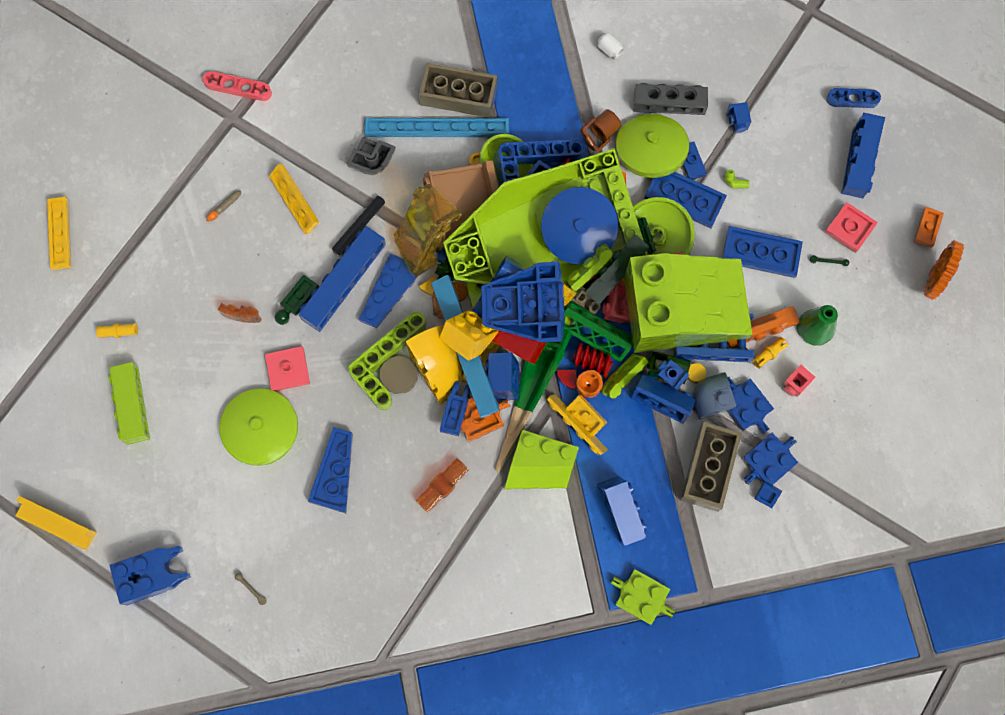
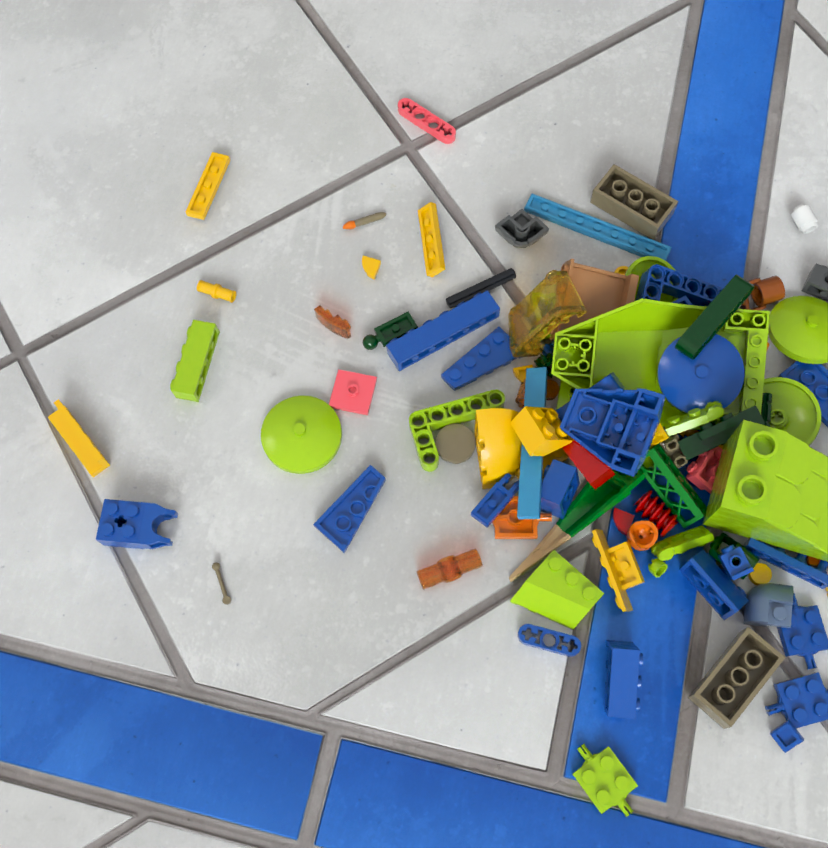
camera: 30 degrees right, 5 degrees down
(250, 246) = (371, 266): none -> yellow tile
(566, 509) = (566, 638): none -> blue beam
(571, 173) = (714, 317): none -> dark green beam
(612, 405) = (657, 567): none -> lime hinge

